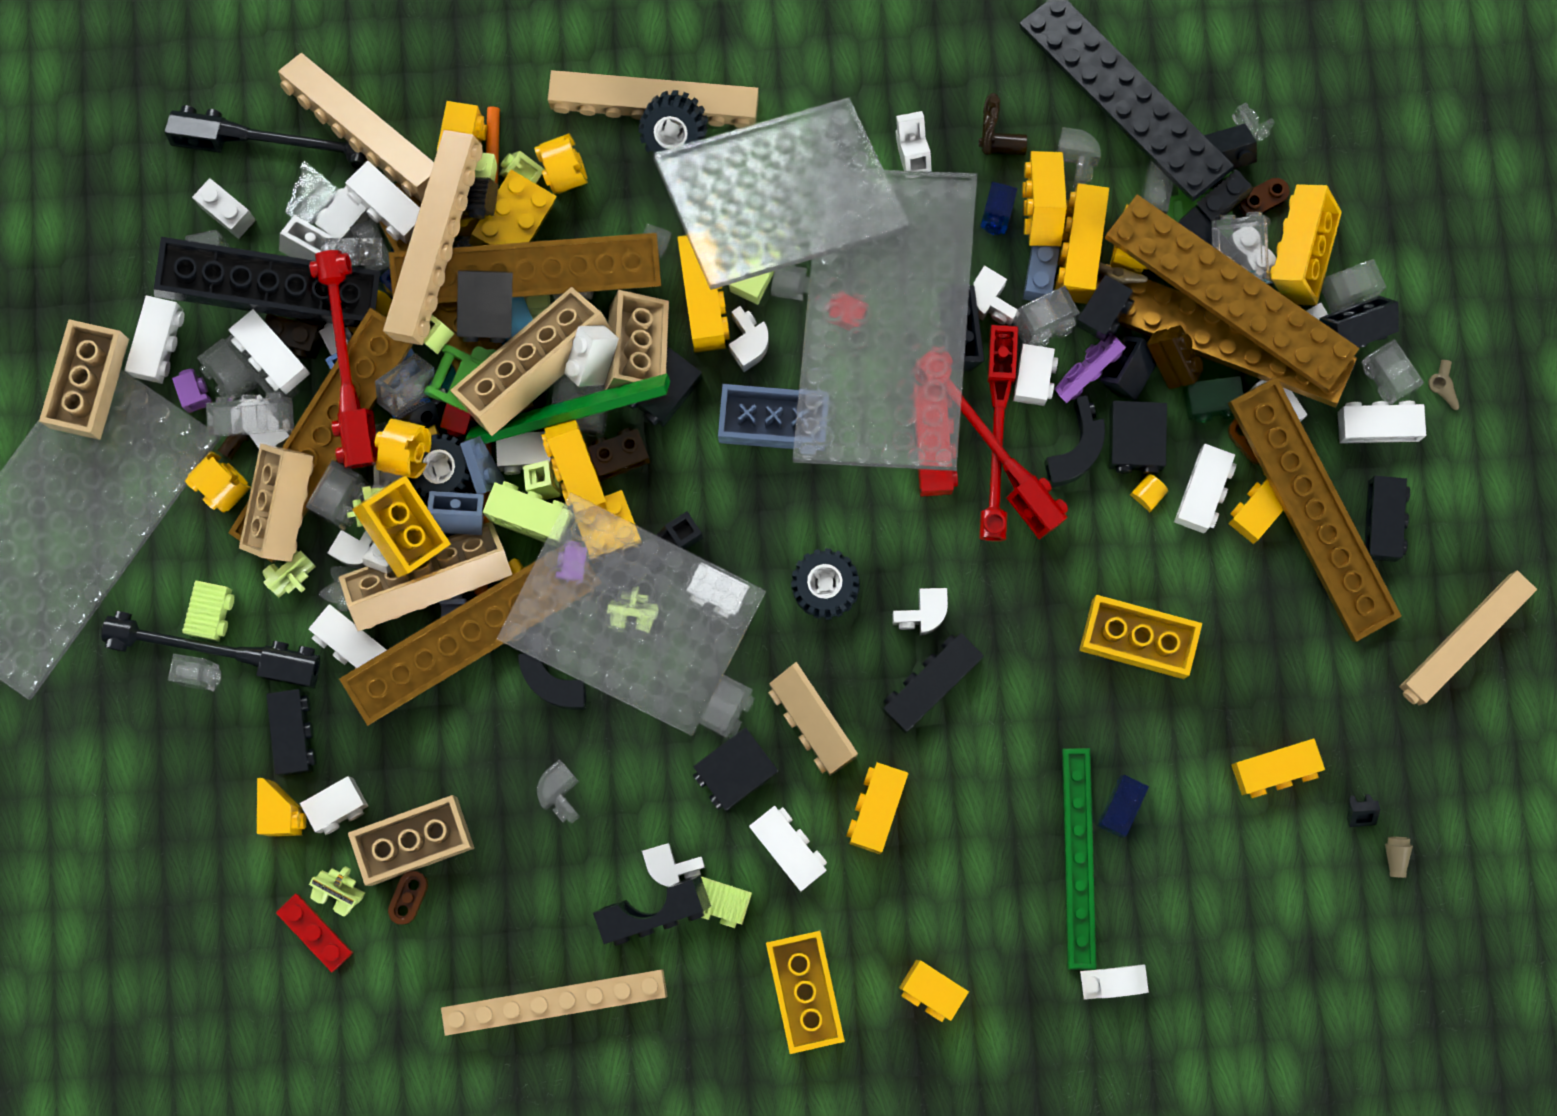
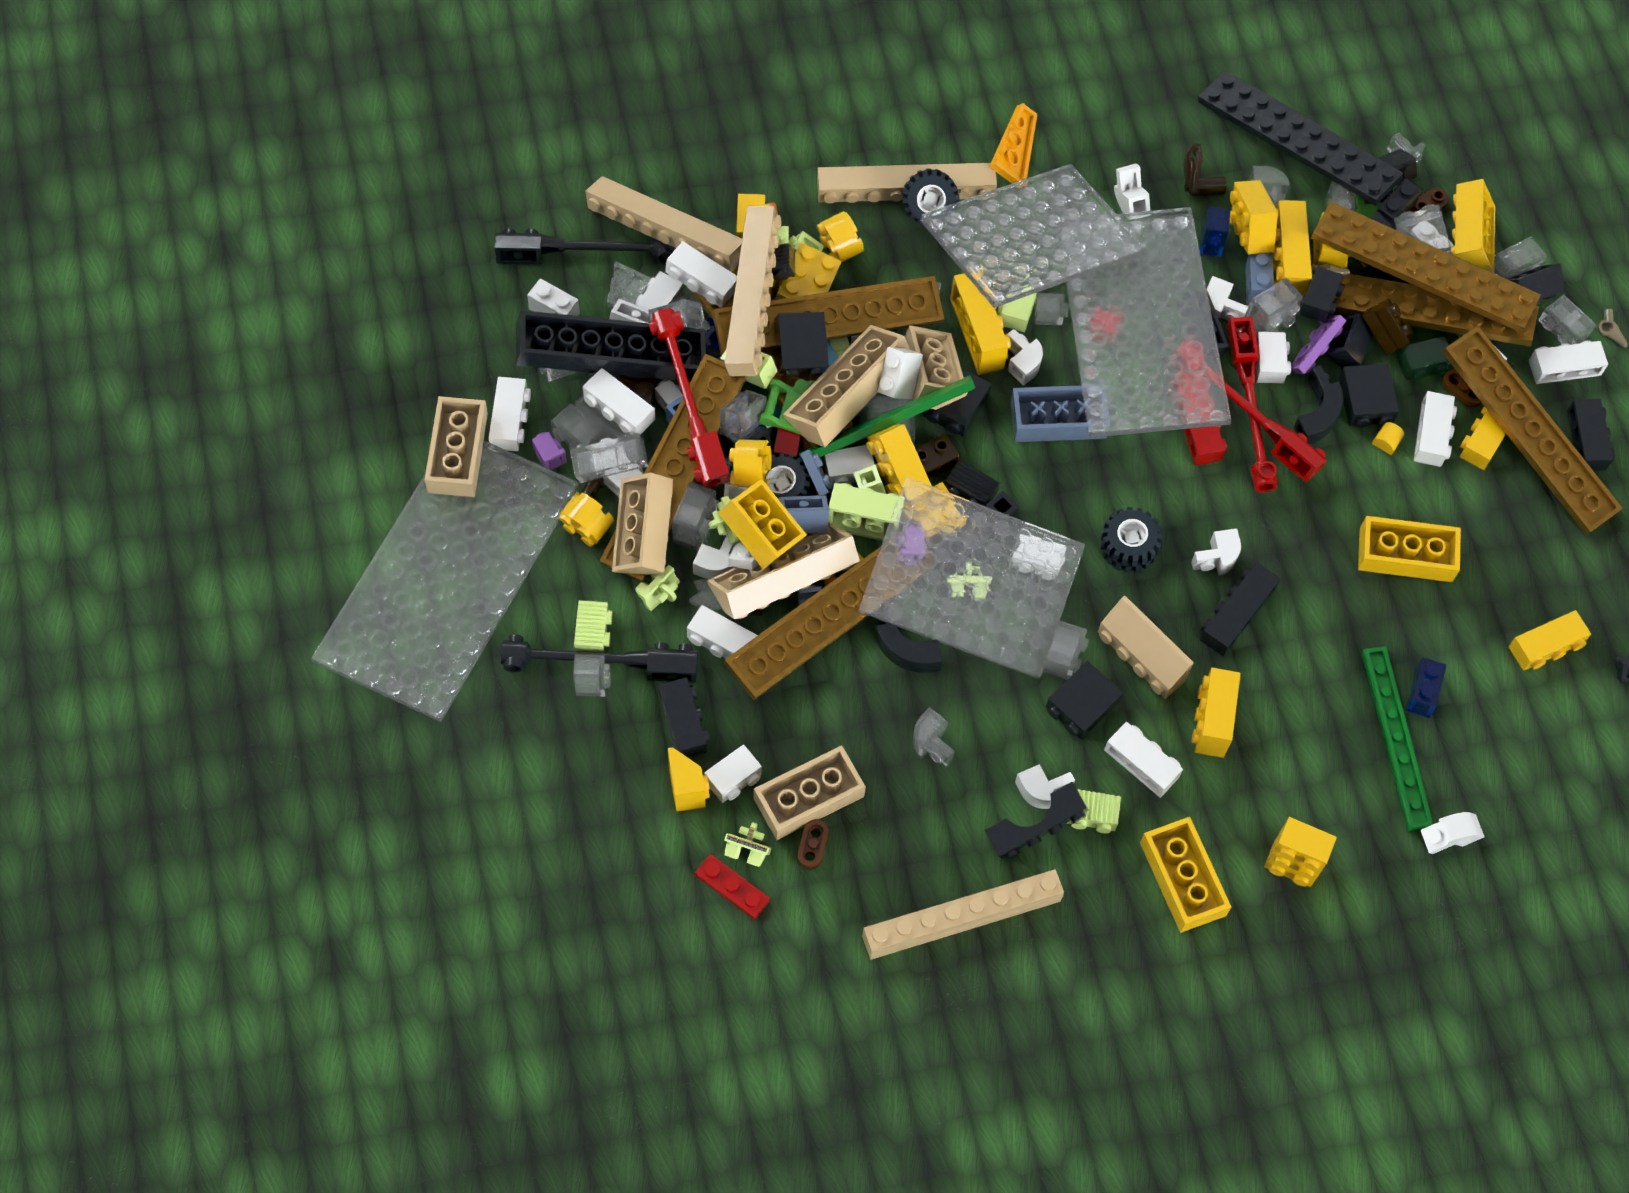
camera: 15 degrees left, 15 degrees down
(658, 494) = (971, 484): none -> black brick
(786, 72) = (1015, 147): none -> light orange wing

